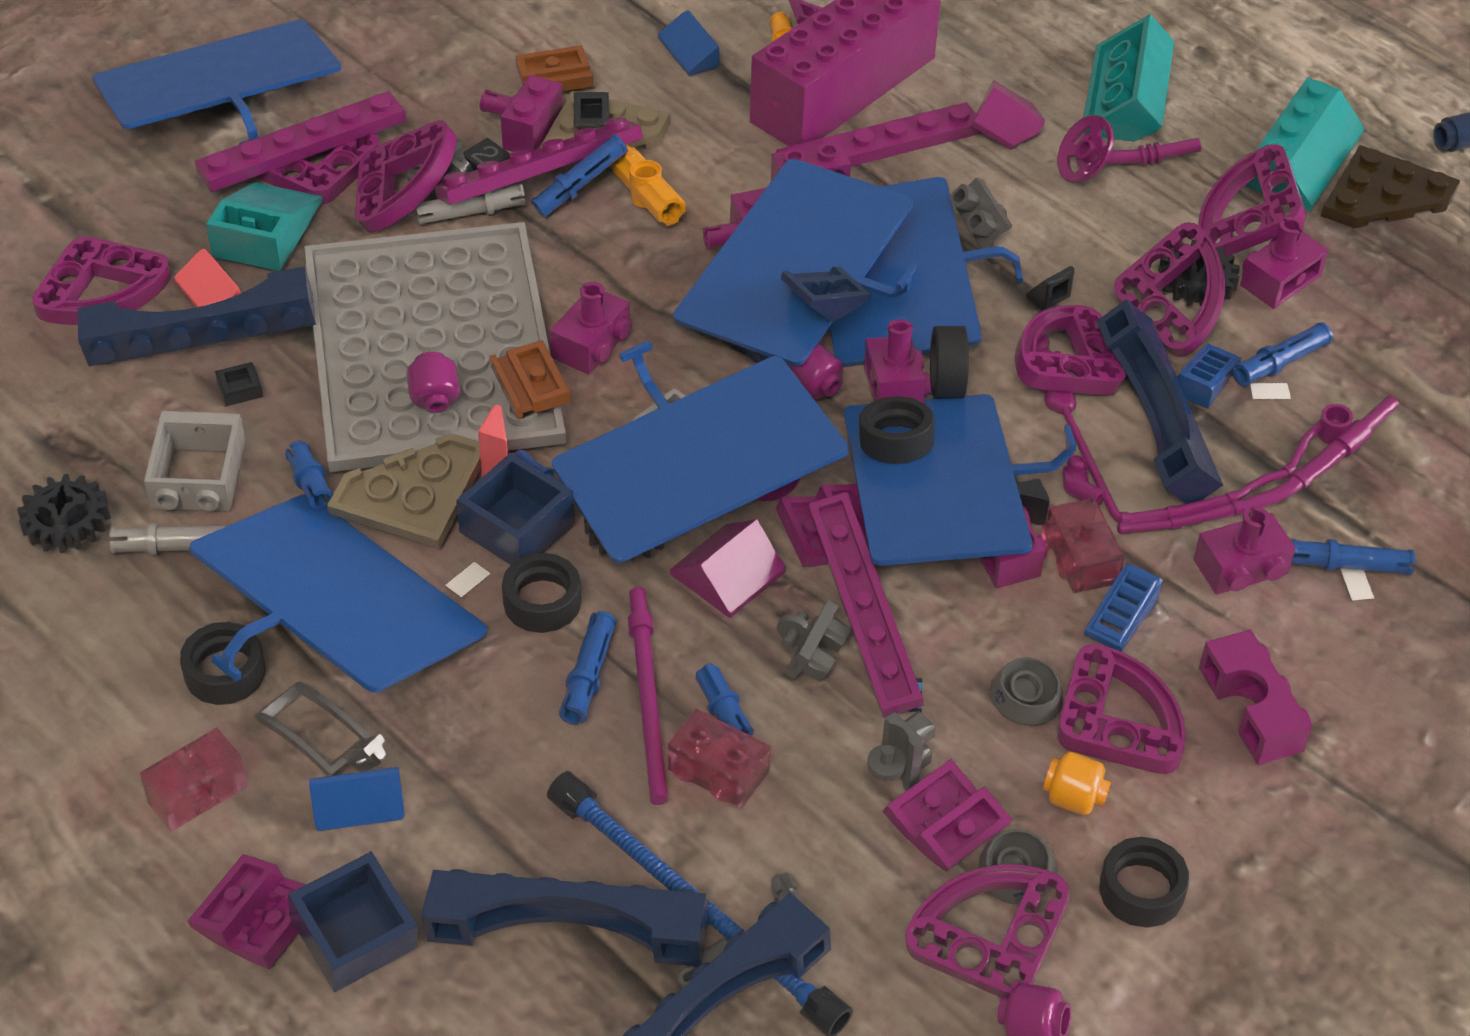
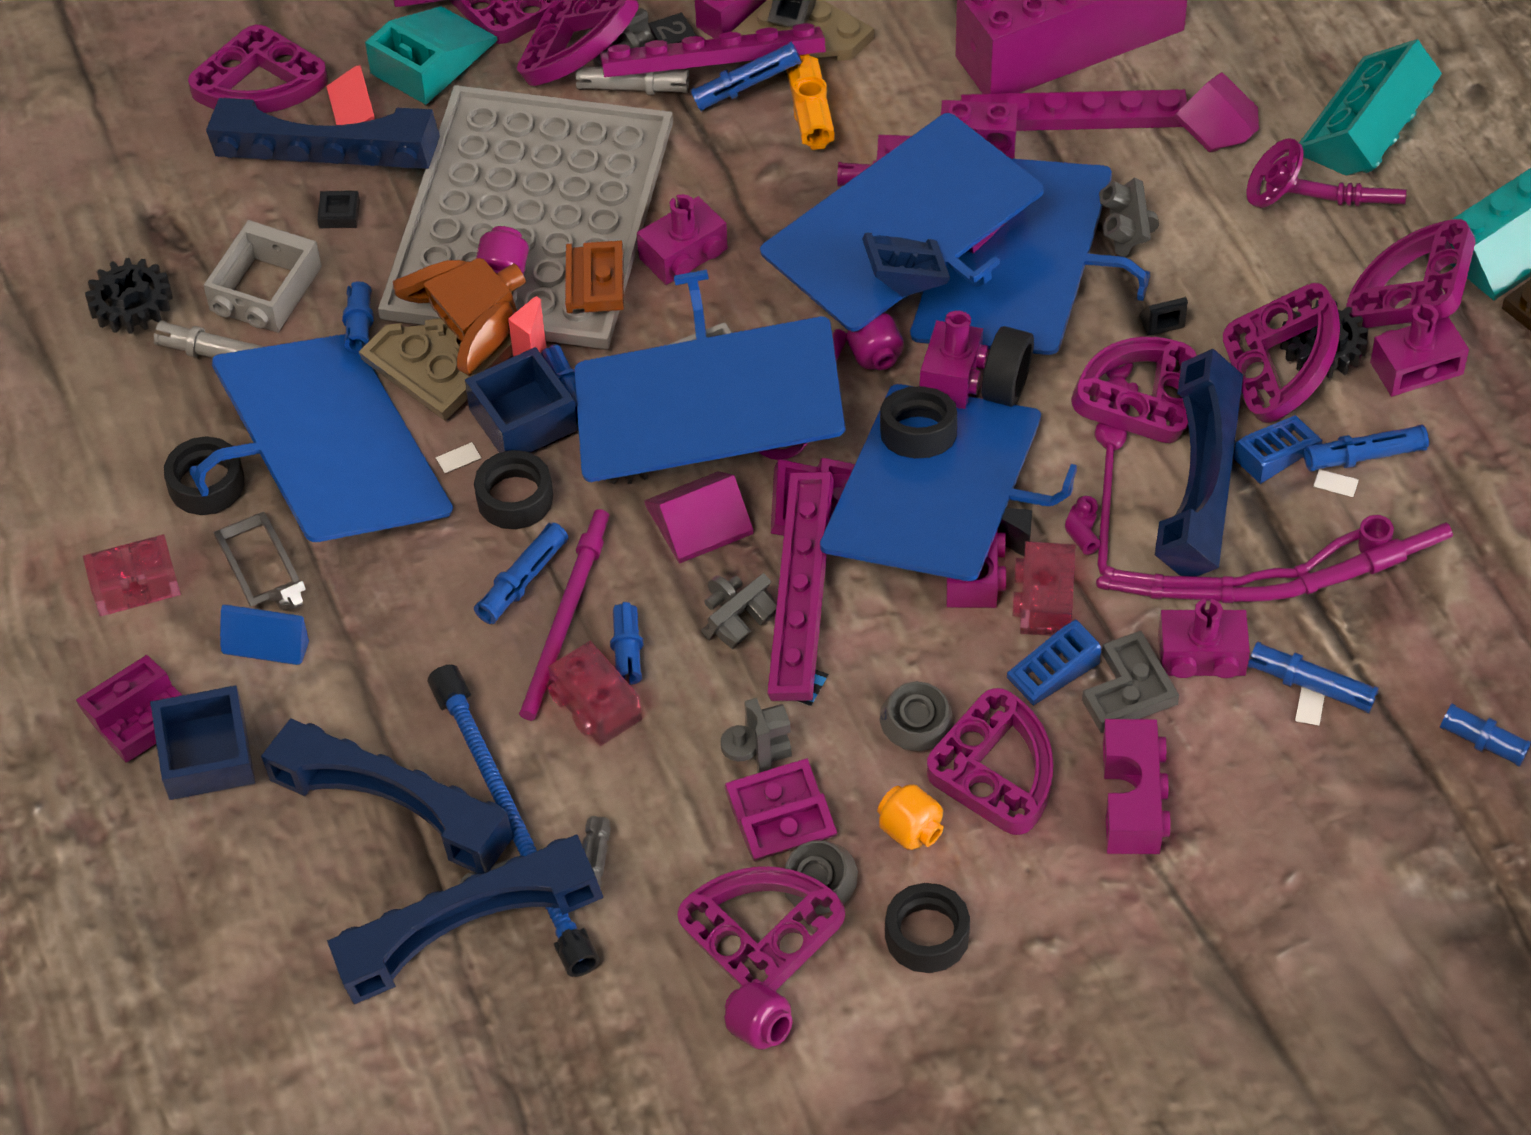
camera: 25 degrees right, 5 degrees up
(426, 428) = (469, 301): none -> dark orange torso
(1207, 604) = (1139, 684): none -> dark grey plate

